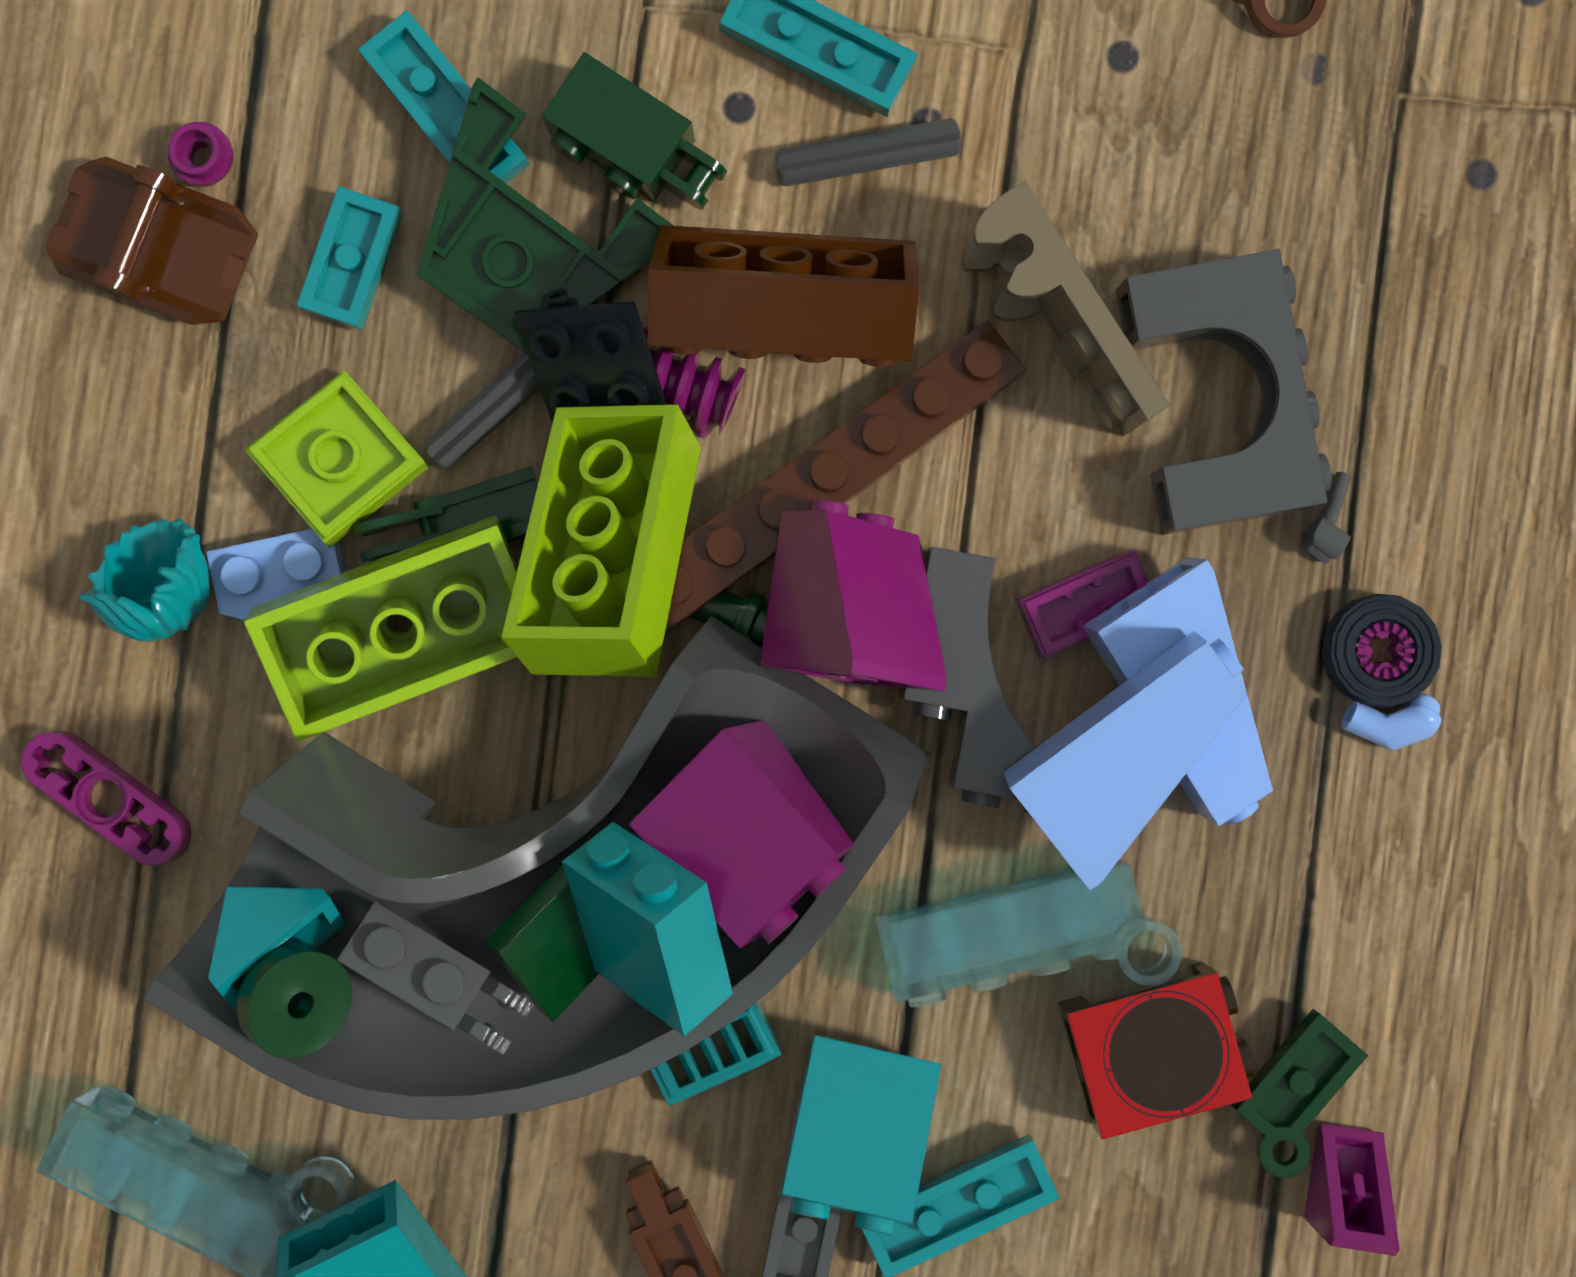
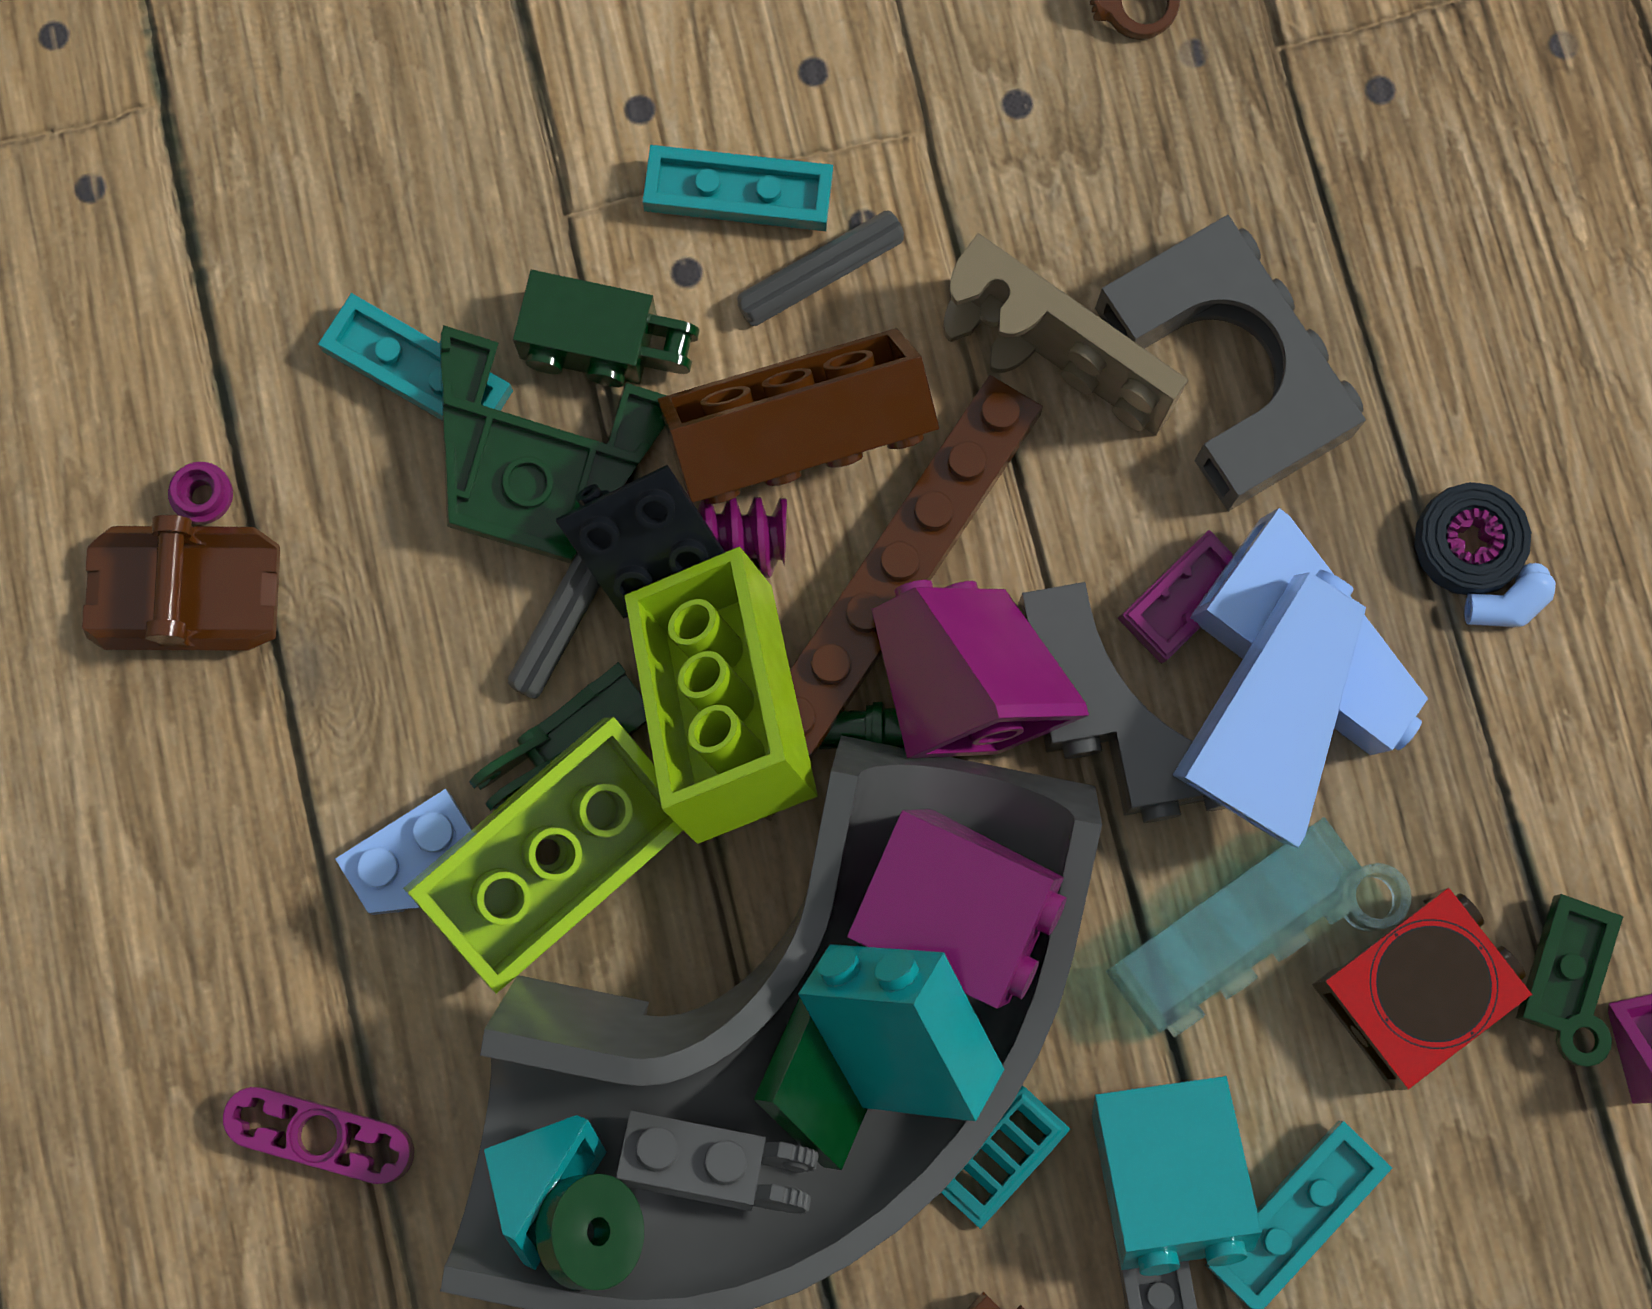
camera: 20 degrees left, 10 degrees down
(151, 581) = (295, 902): teal hair -> none
(336, 458) = (430, 724): lime plate -> none
(350, 258) = (376, 535): teal plate -> none
(1322, 537) = (1376, 457): dark grey hand -> none

